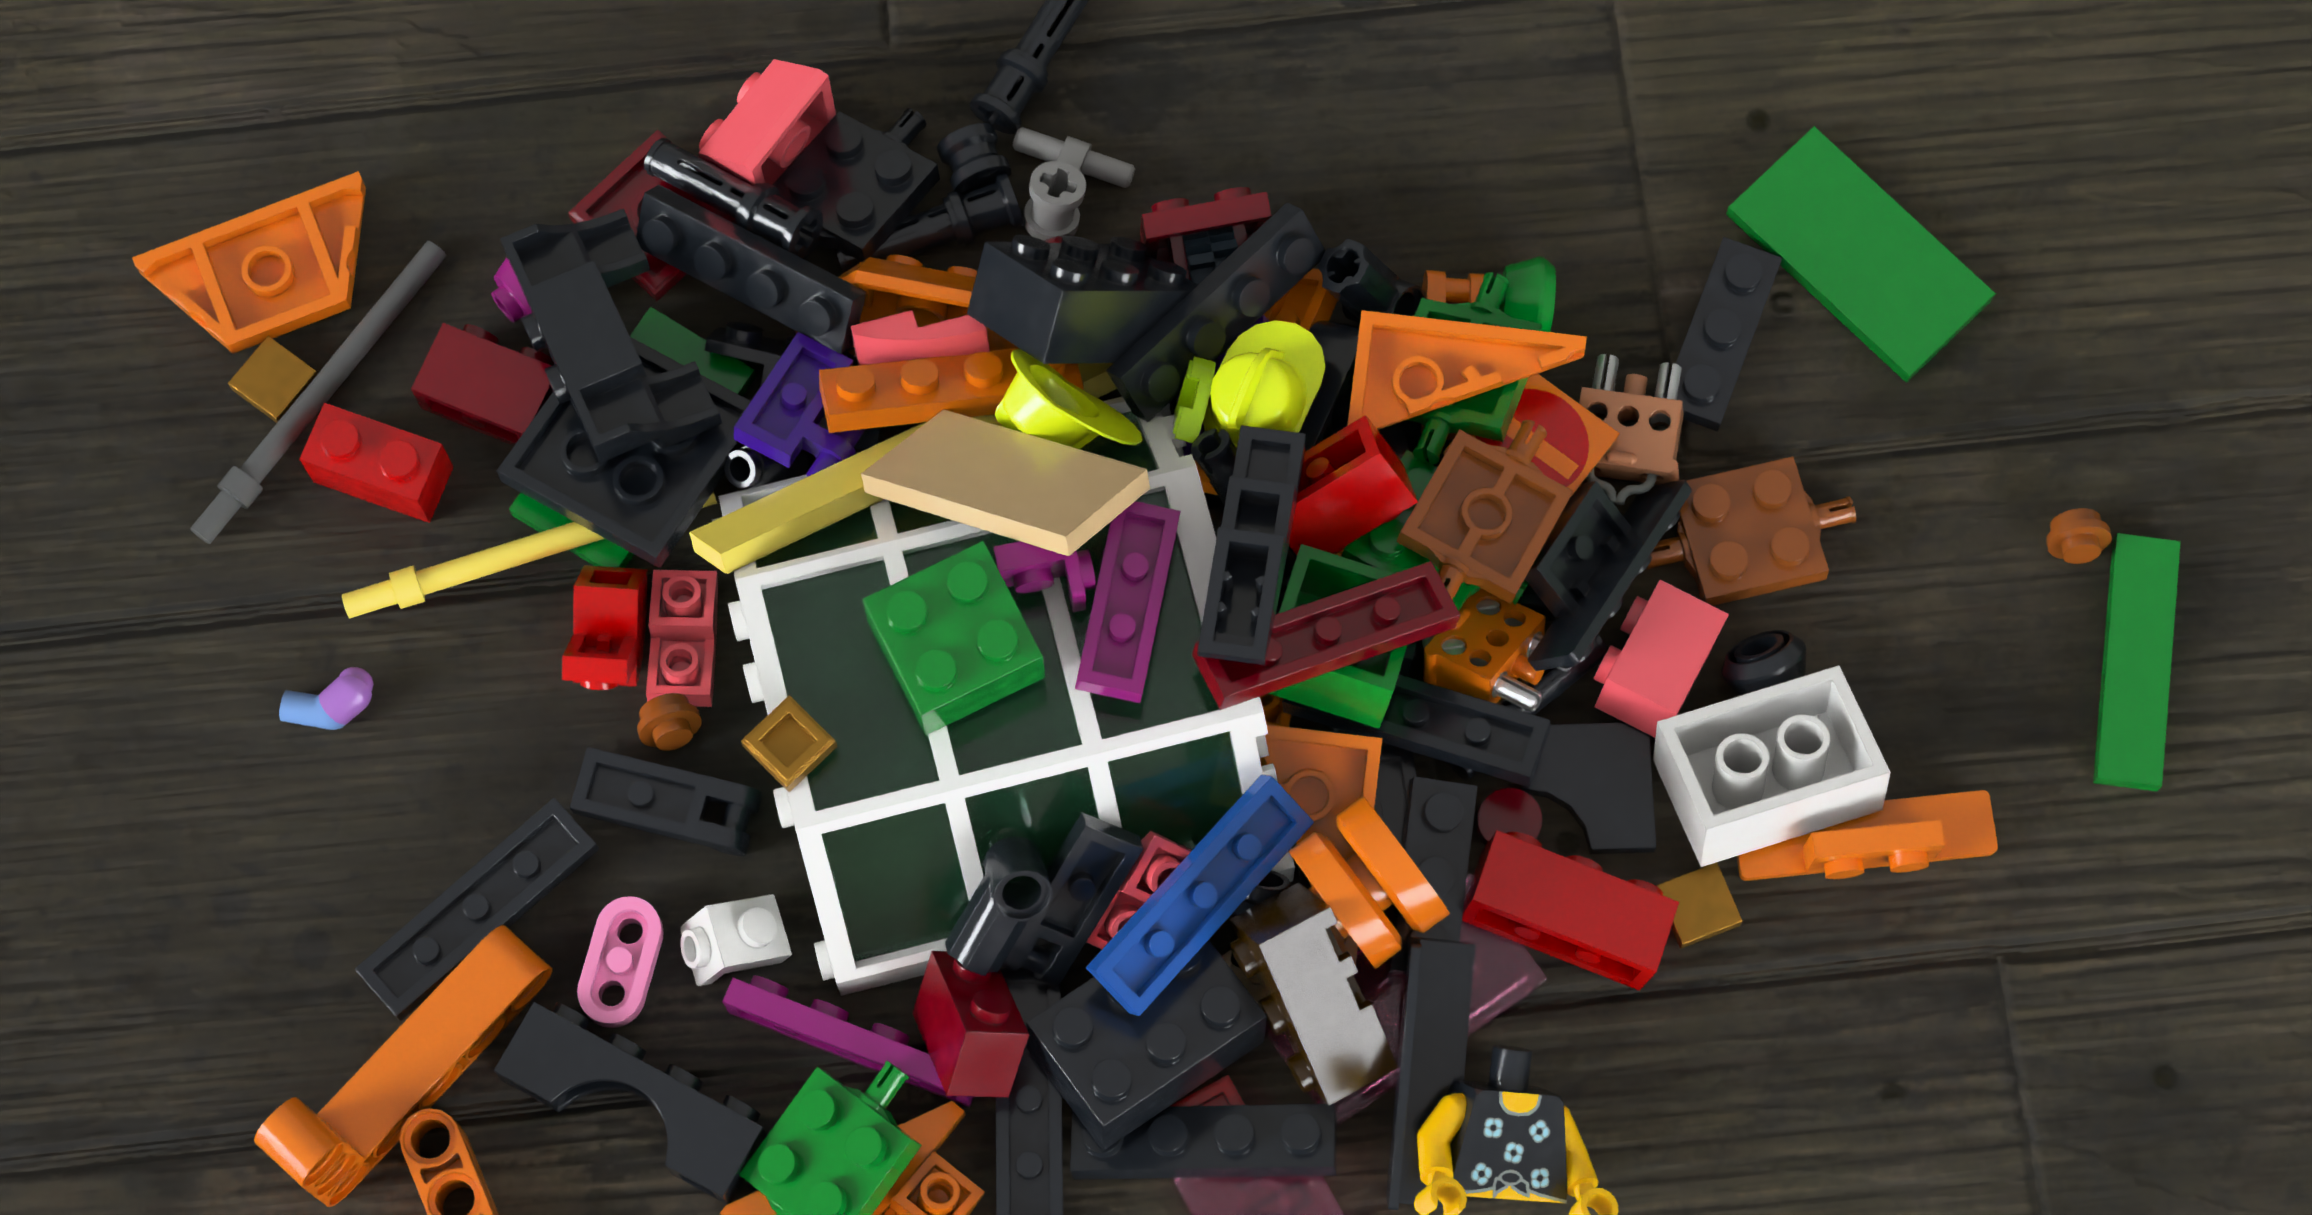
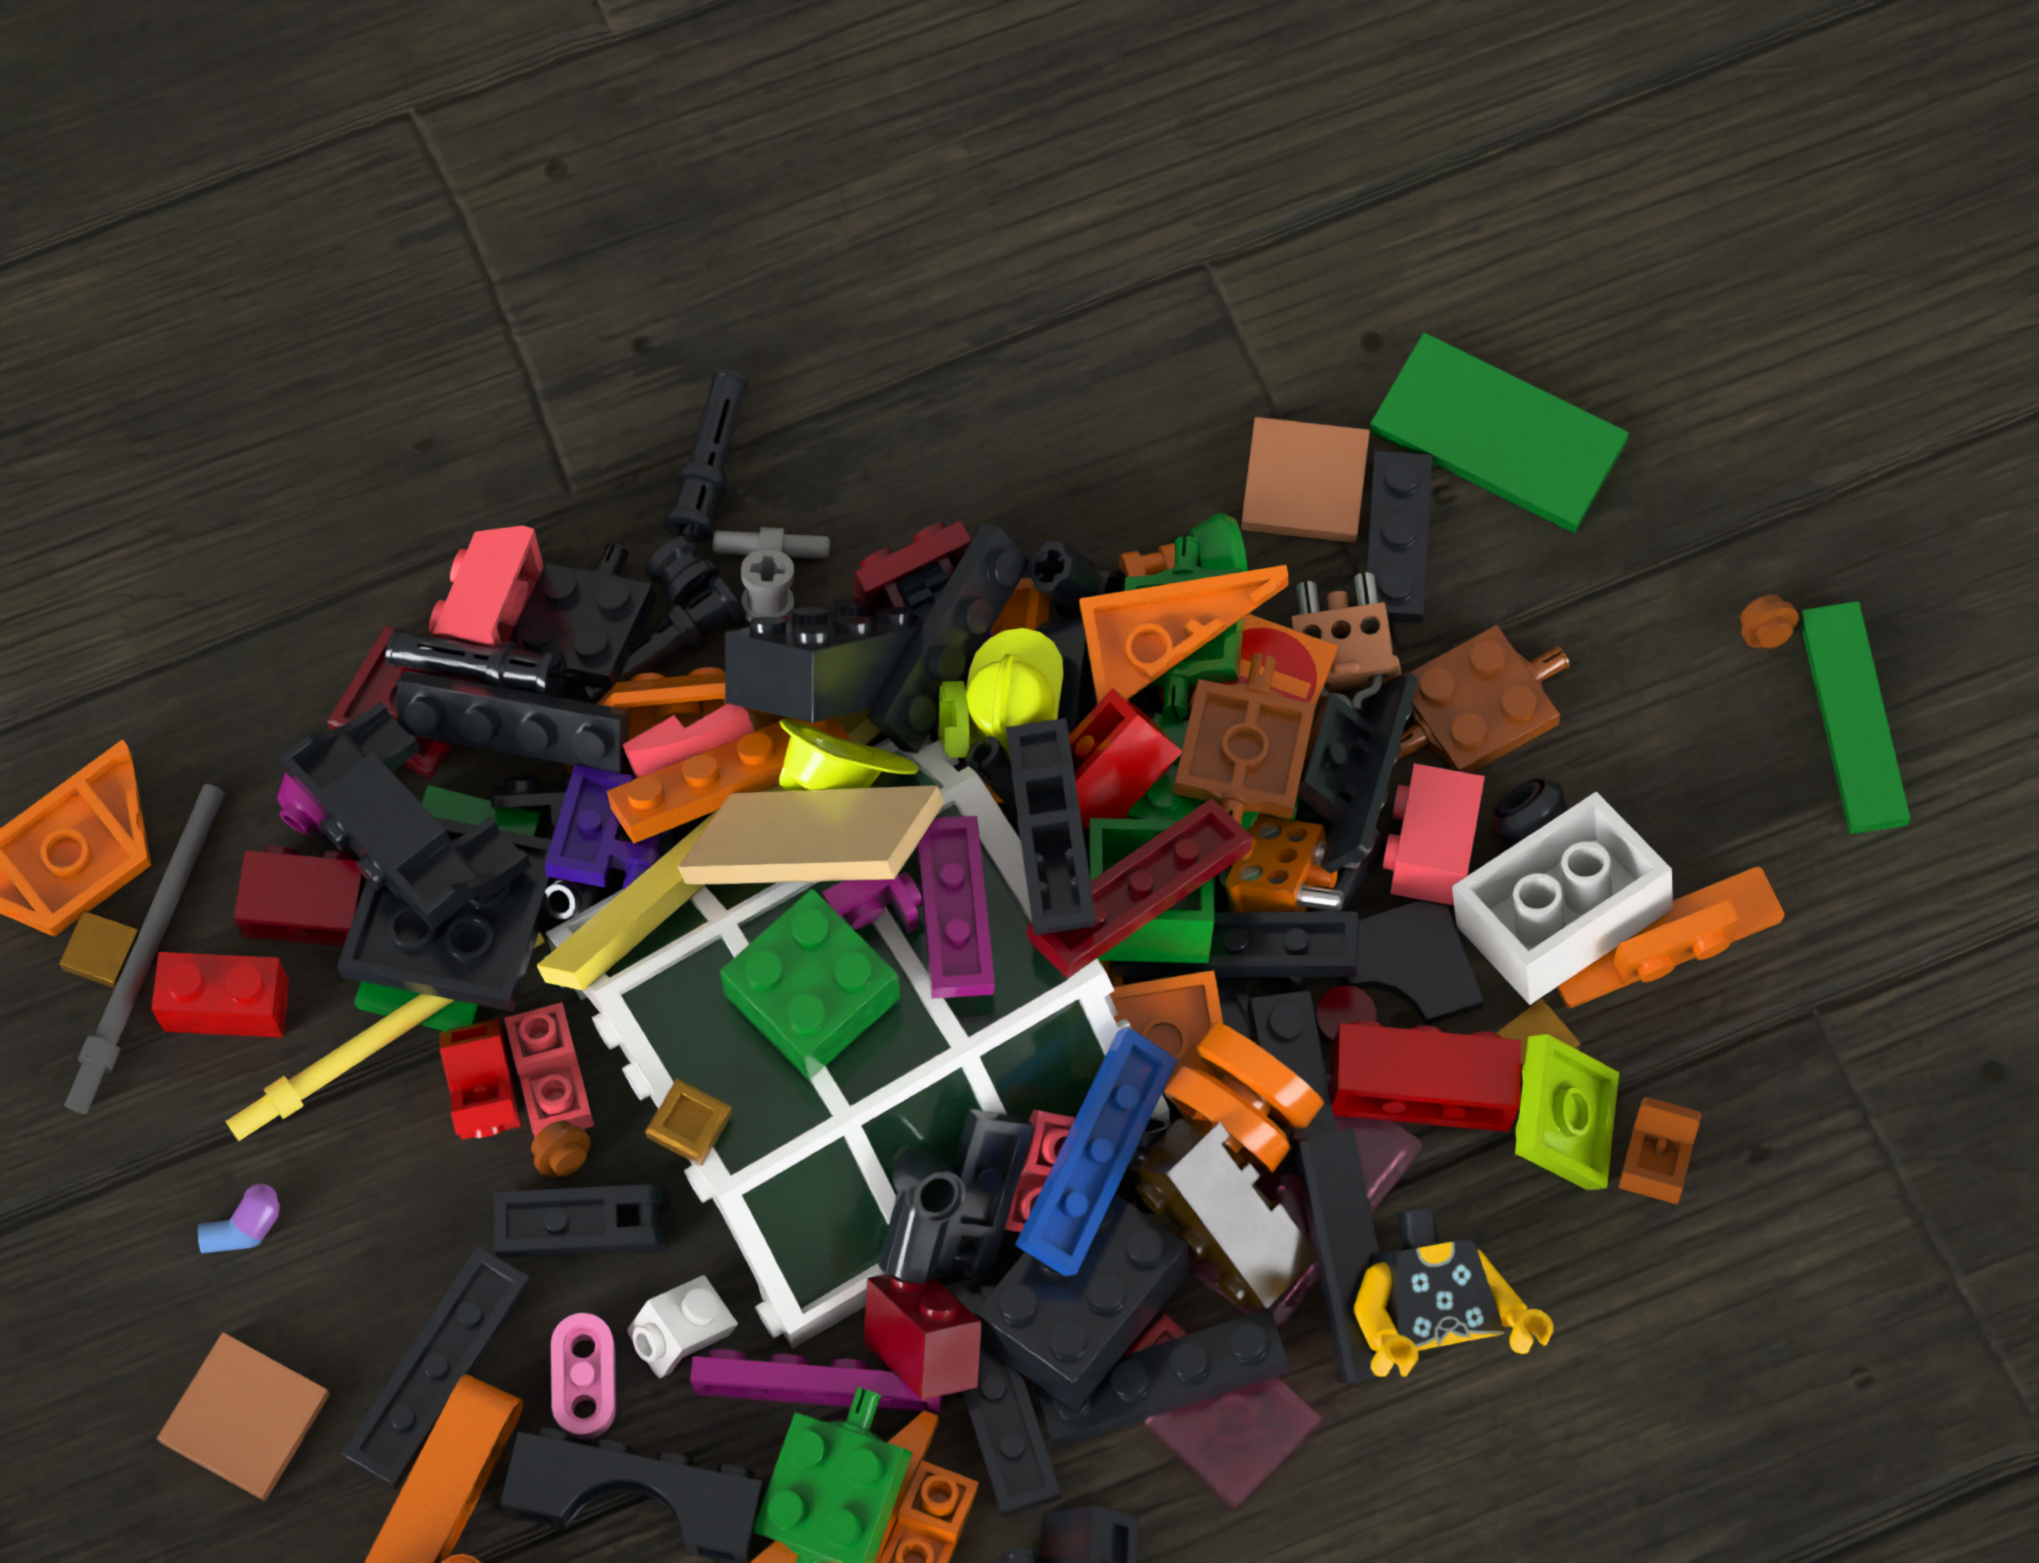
camera: 15 degrees left, 5 degrees down
(272, 900) = (243, 1416): none -> nougat tile
(1643, 246) = (1305, 480): none -> nougat tile
(1704, 991) = (1567, 1112): none -> lime plate
(1788, 1059) = (1660, 1150): none -> dark orange bracket

